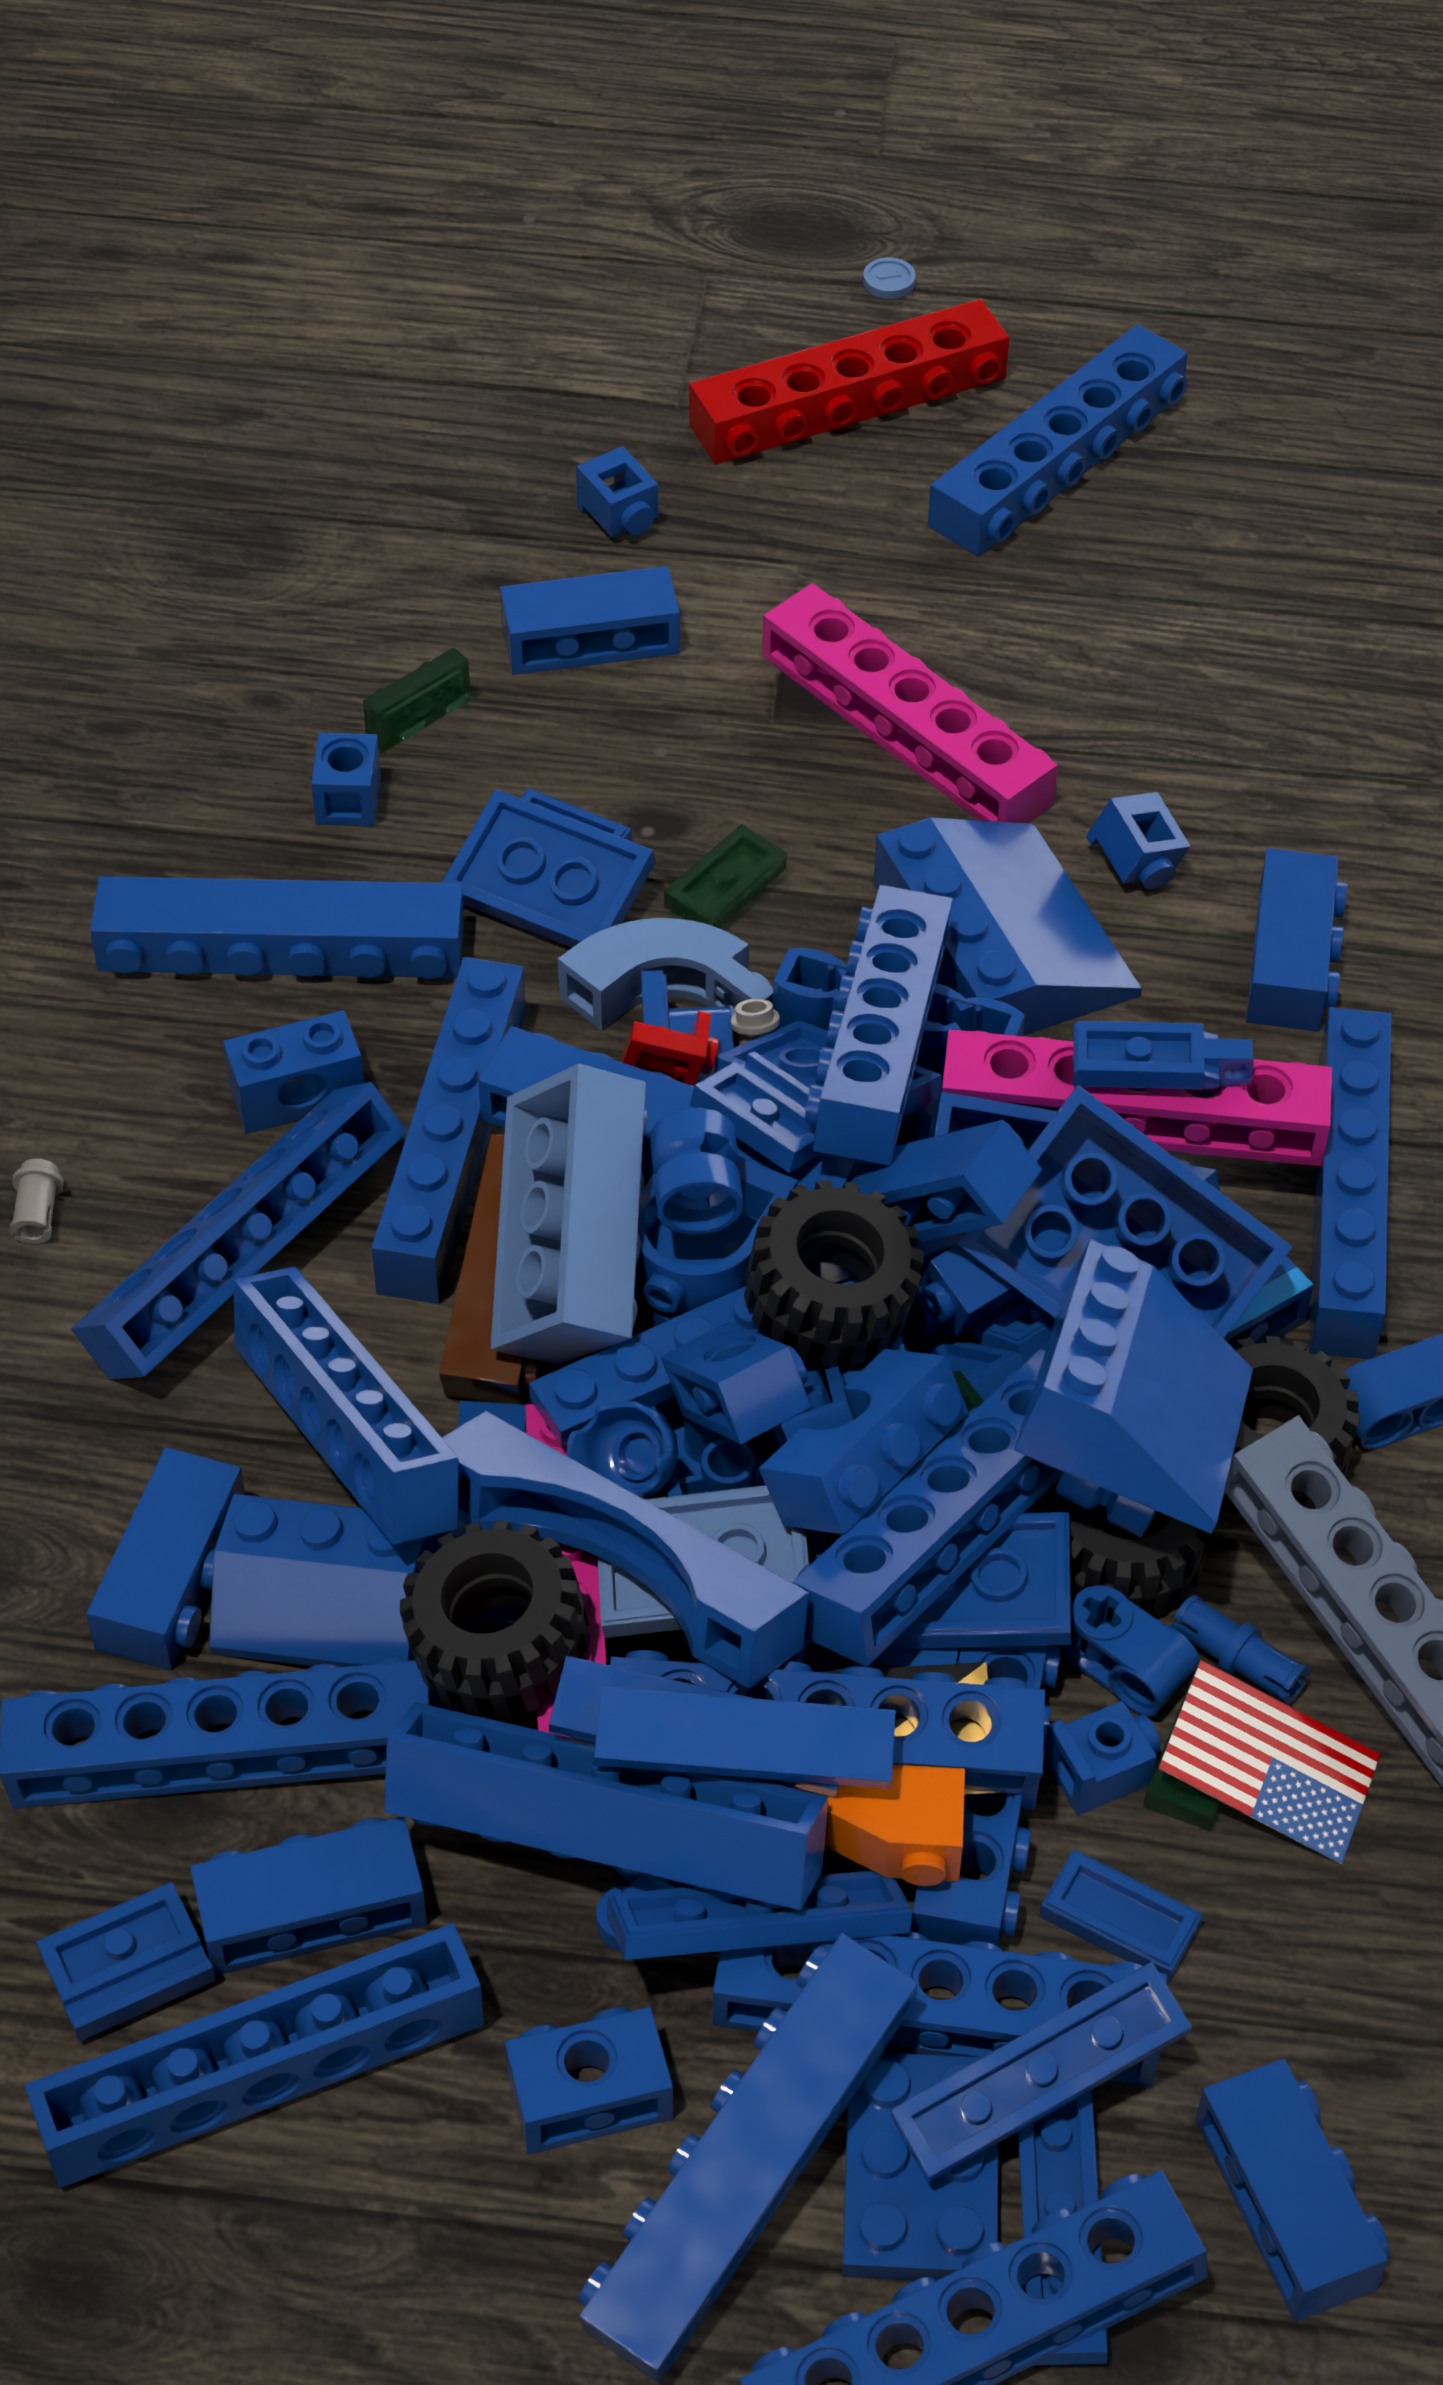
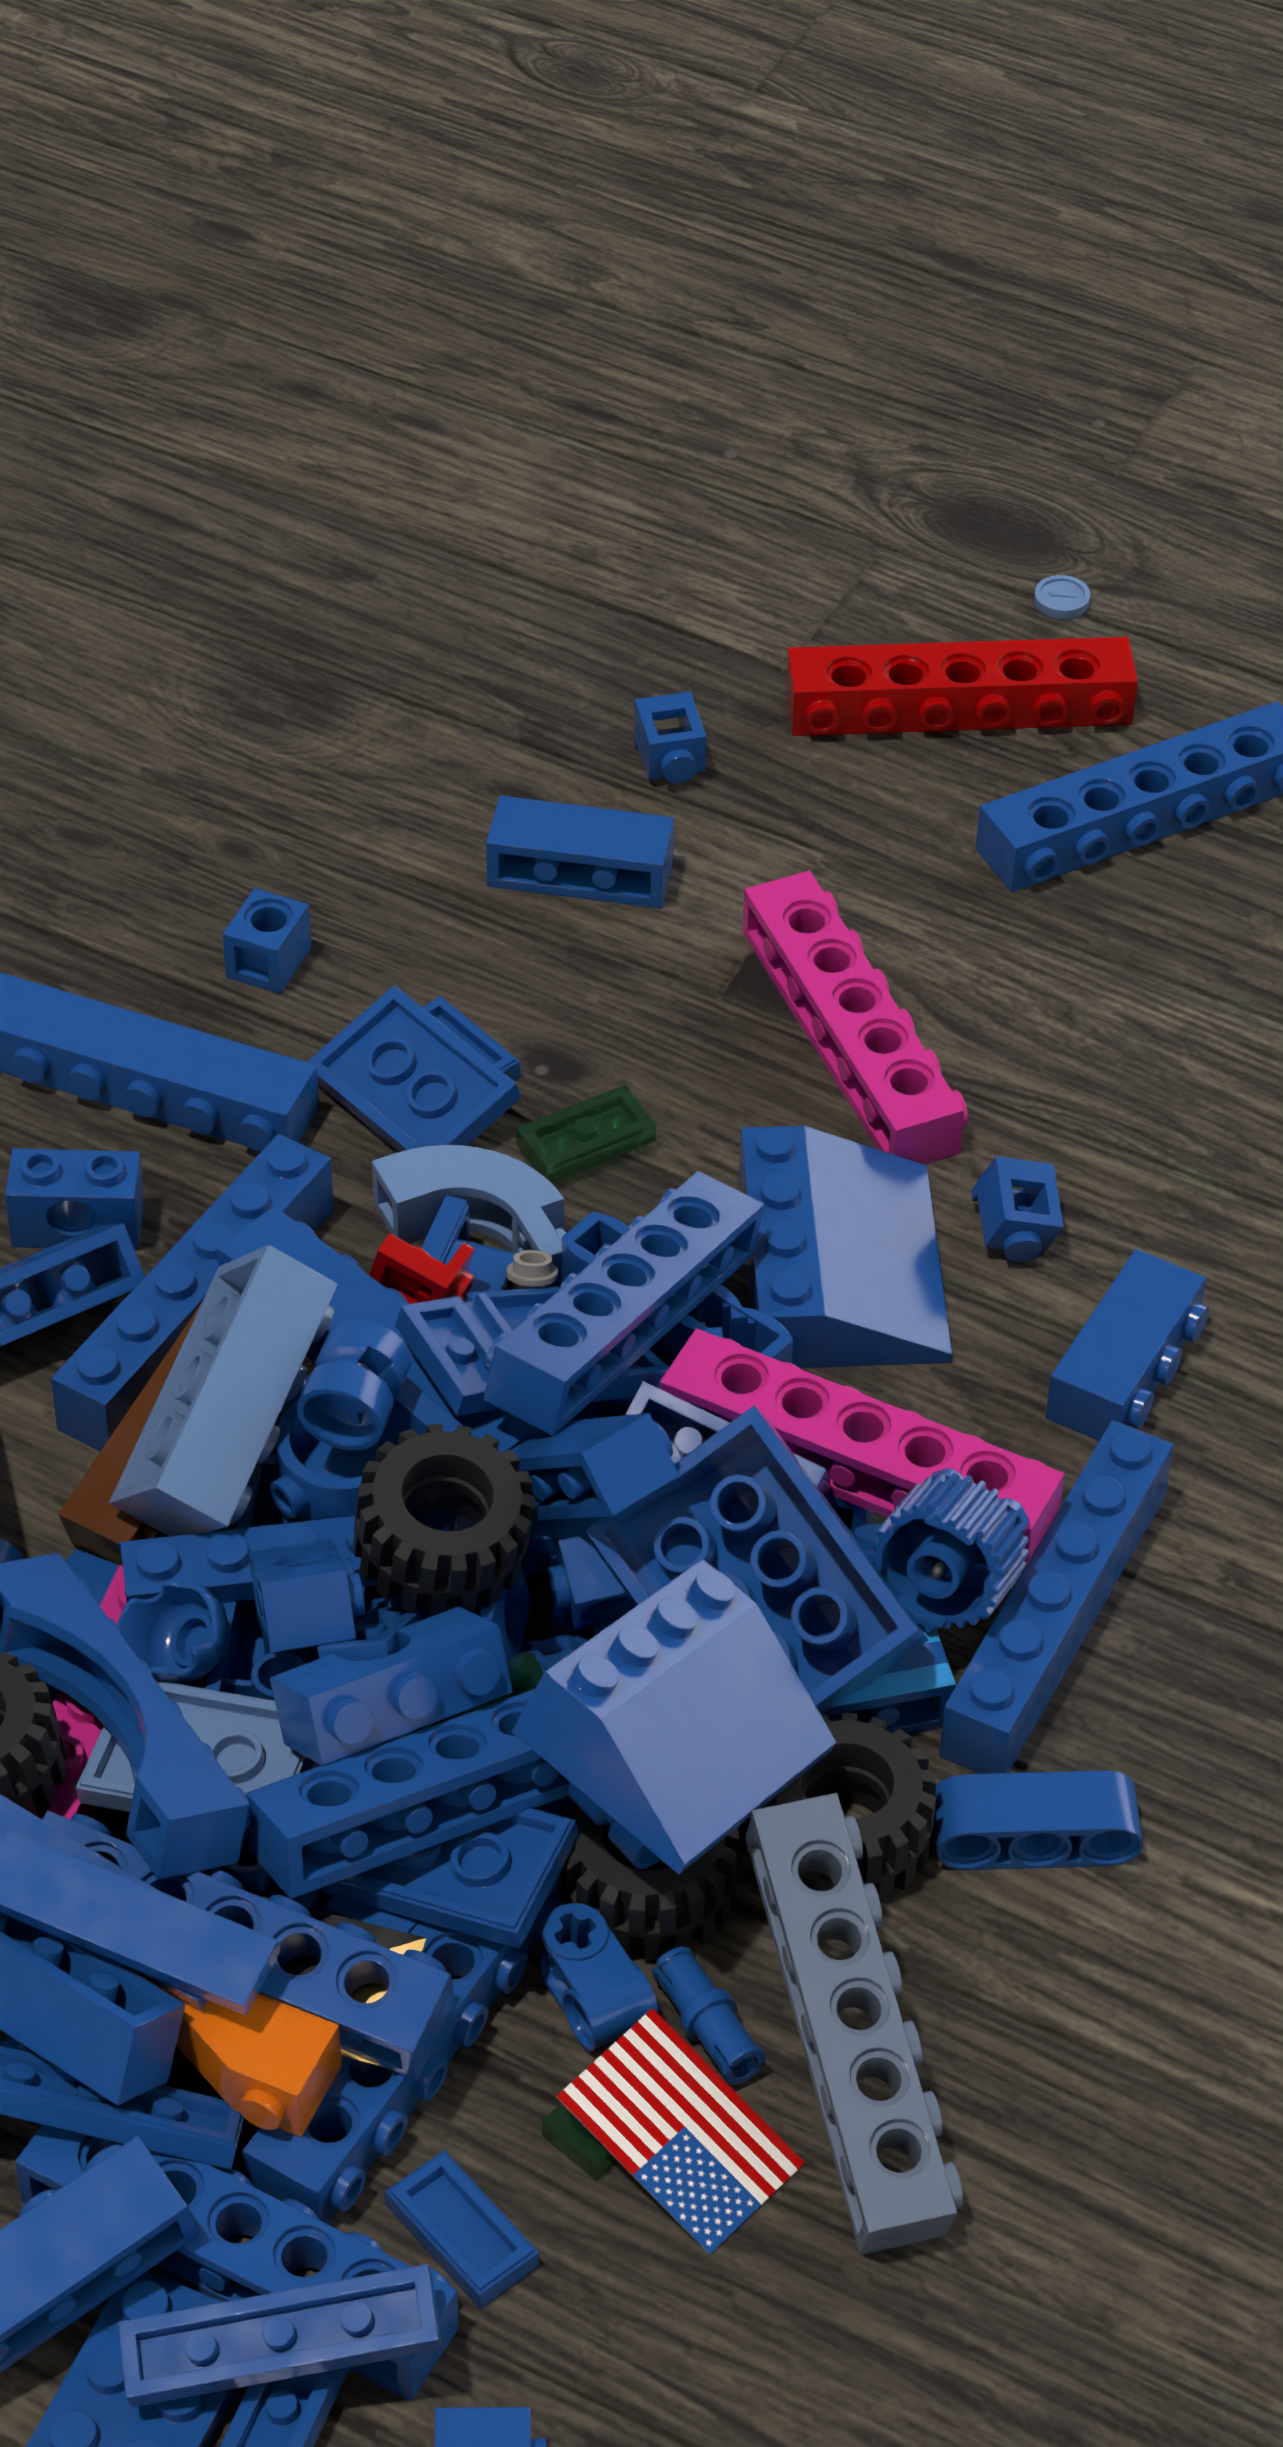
camera: 20 degrees right, 5 degrees down
(418, 699) = (373, 884): clear green plate -> none
(1093, 1771) = (516, 2070): blue brick -> none
(1157, 1056) = (881, 1410): blue hinge -> none
(1272, 1160) = (951, 1550): none -> blue brick

